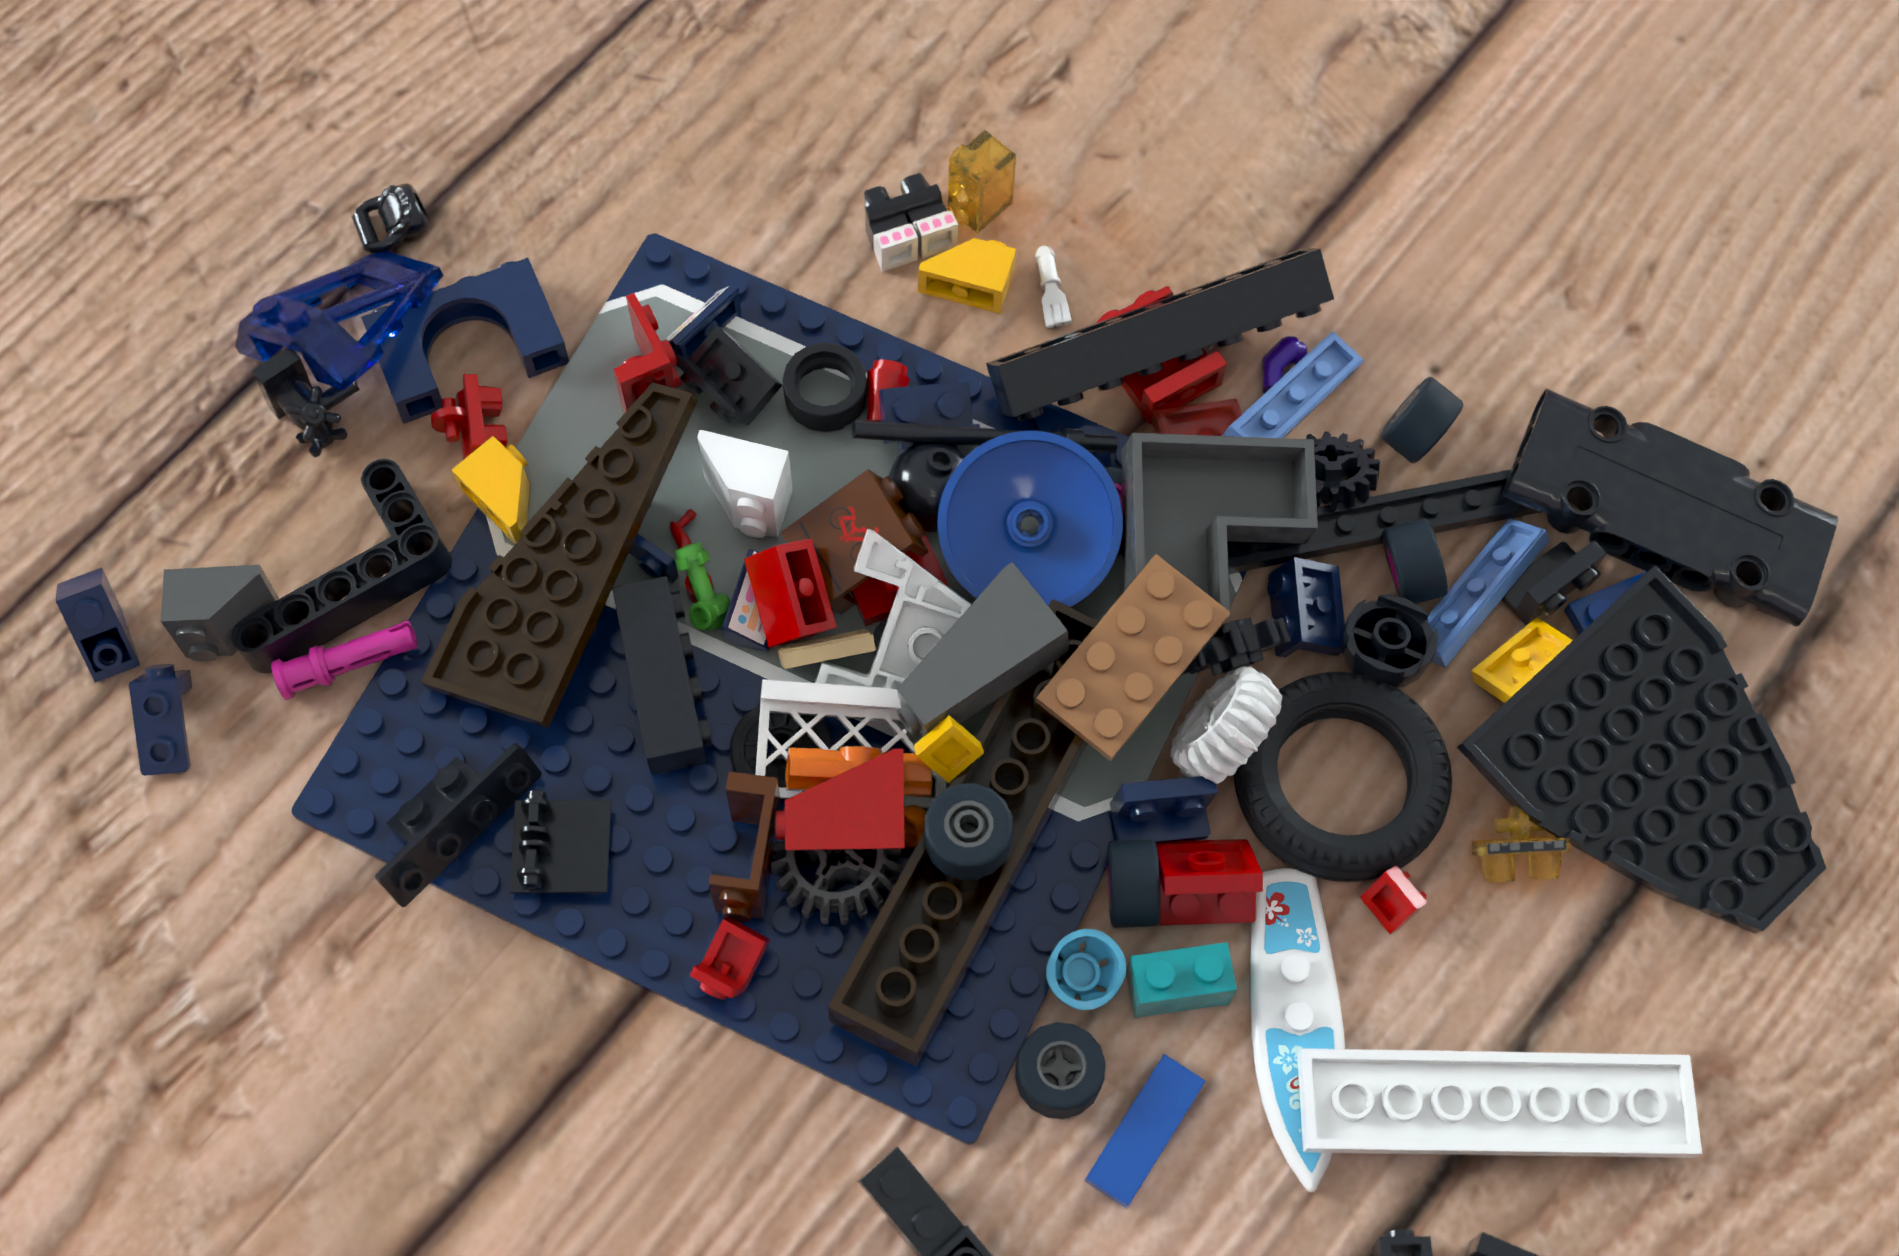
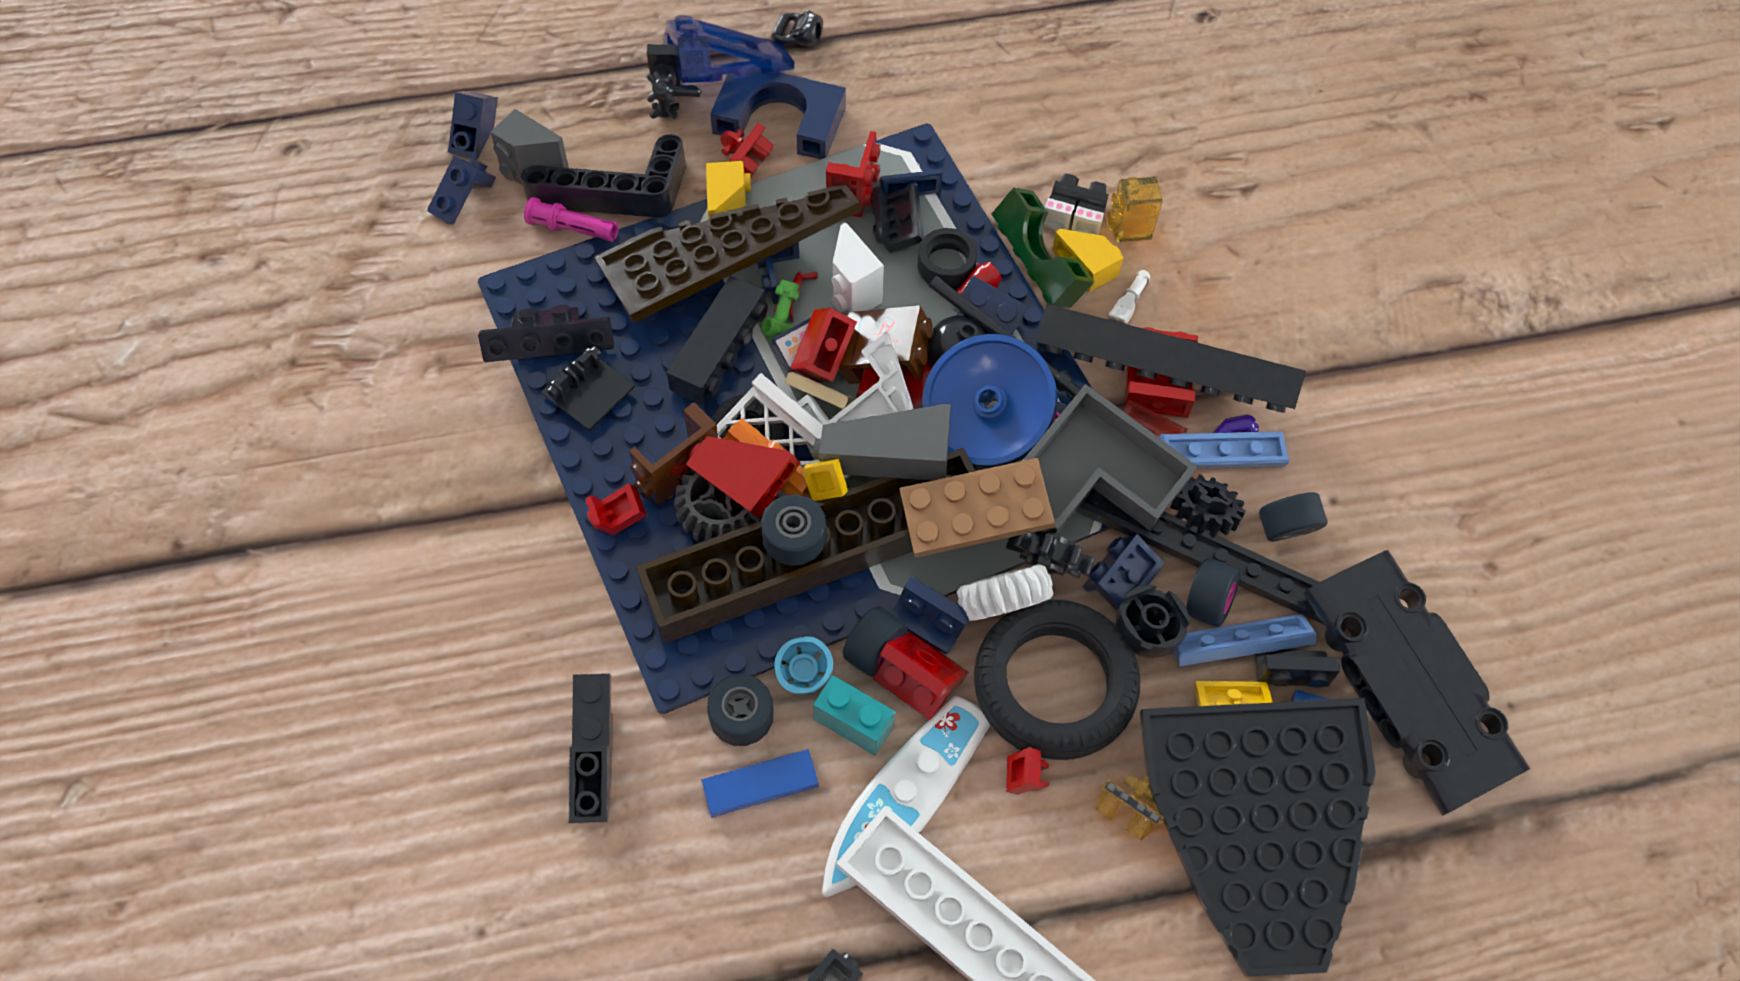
camera: 40 degrees right, 5 degrees down
(867, 283) = (1022, 221): none -> dark green arch

